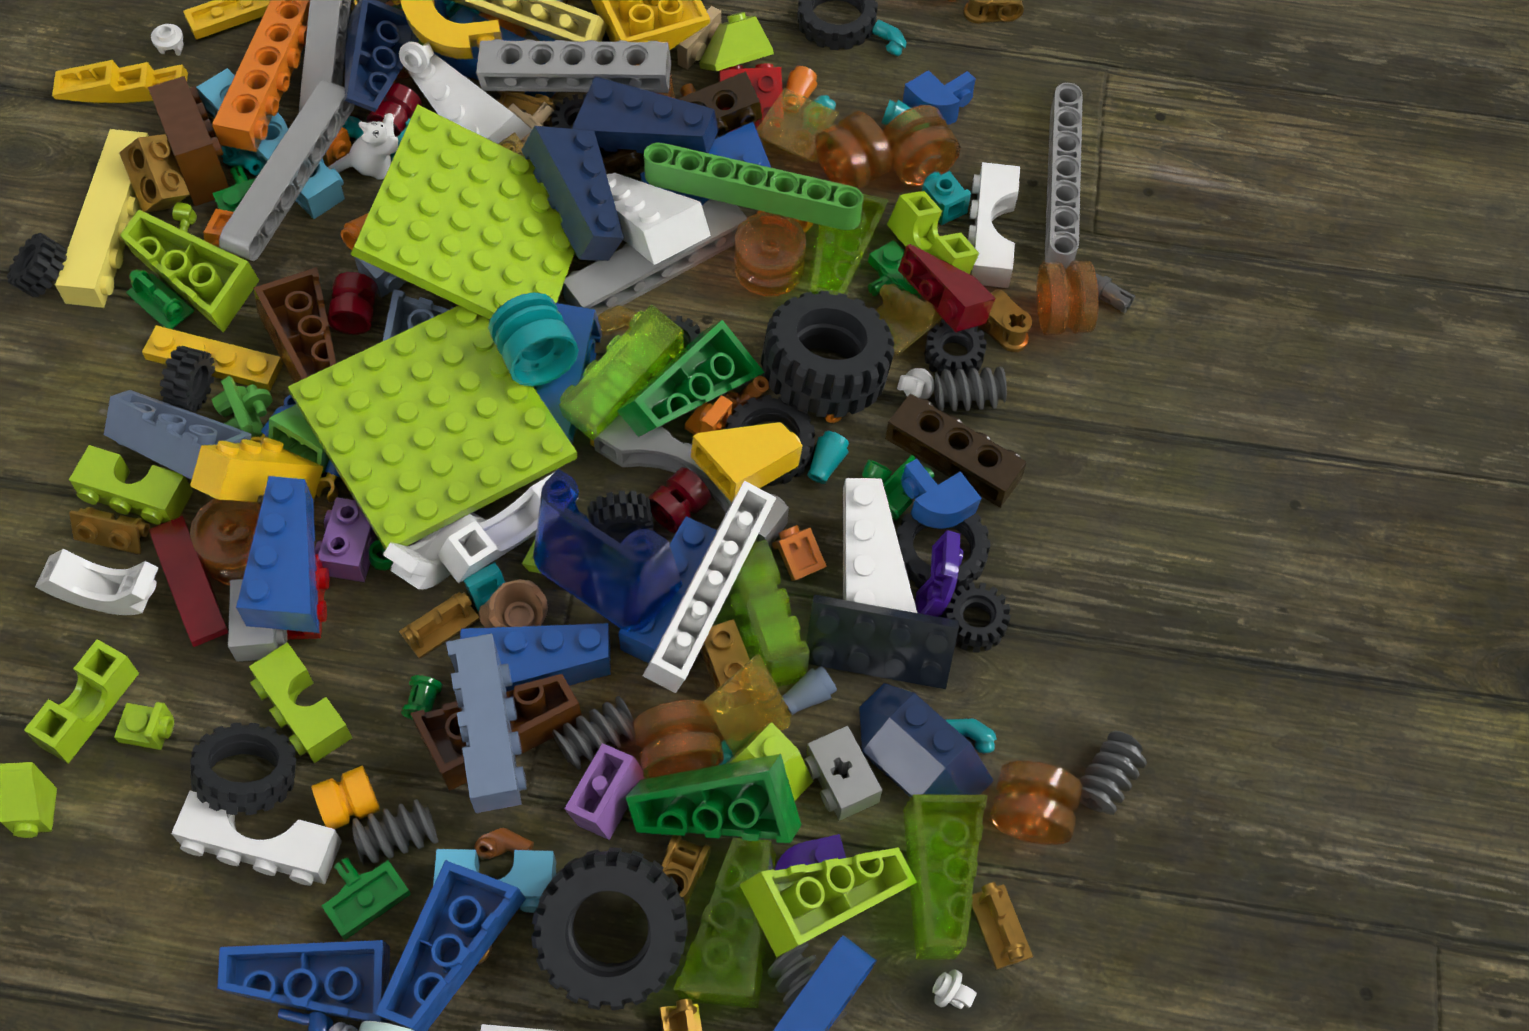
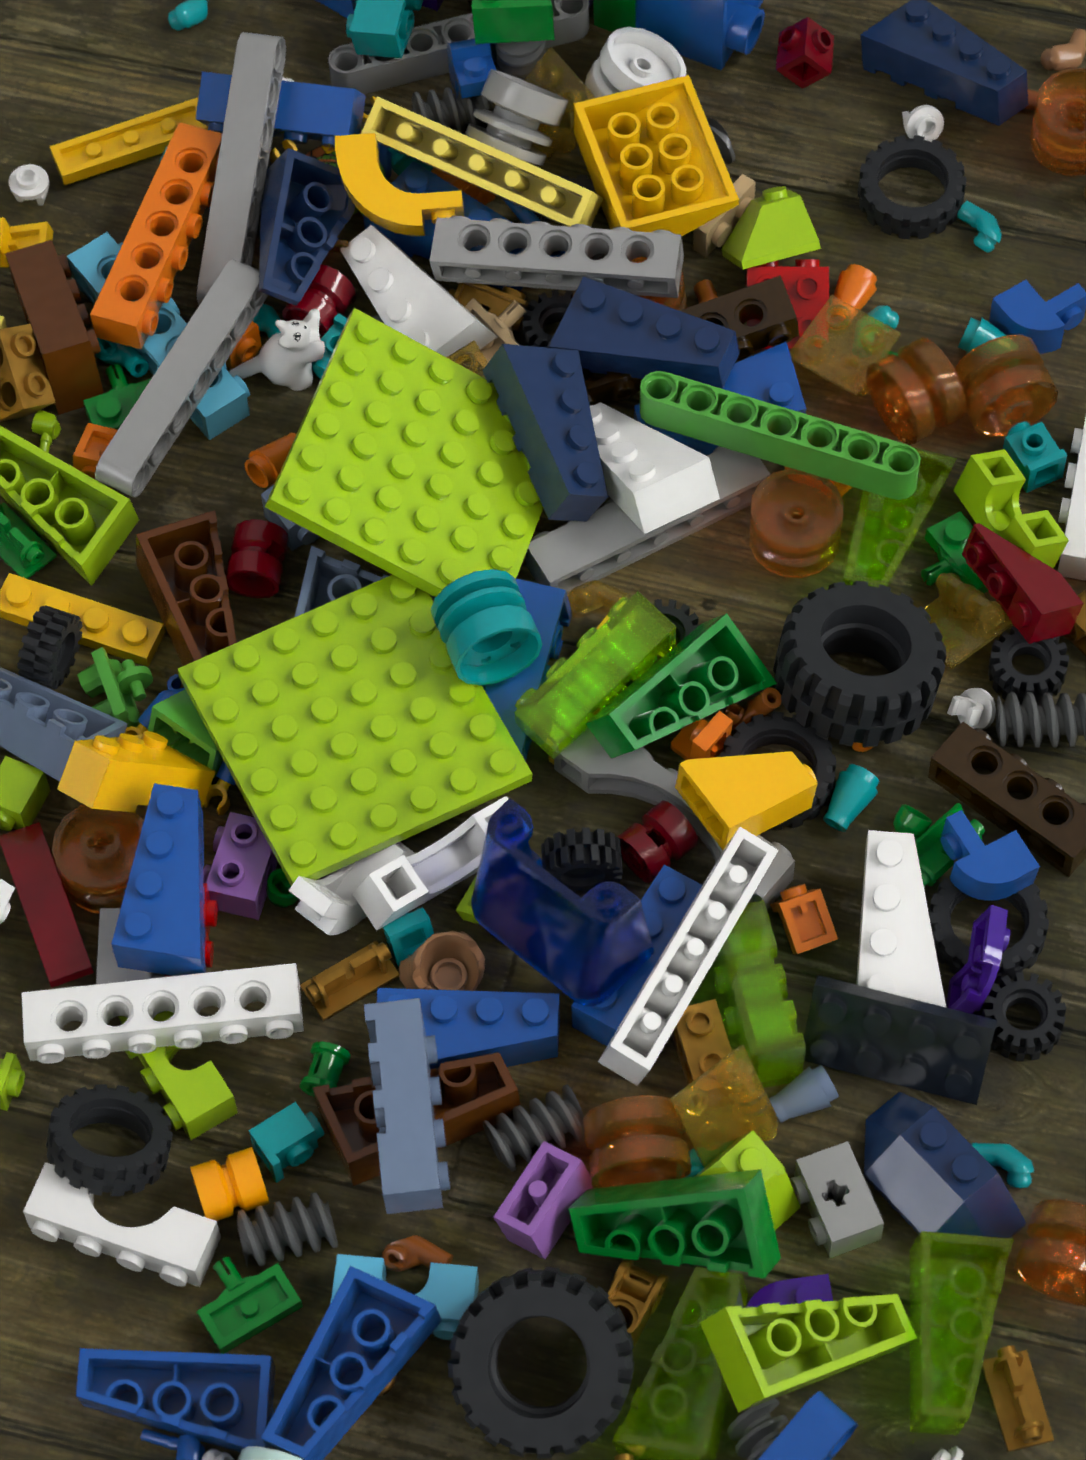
camera: 10 degrees right, 0 degrees up
(189, 665) = (140, 1000): none -> white brick
(391, 756) = (286, 1139): none -> teal brick
(415, 56) = (352, 233): white plate -> none

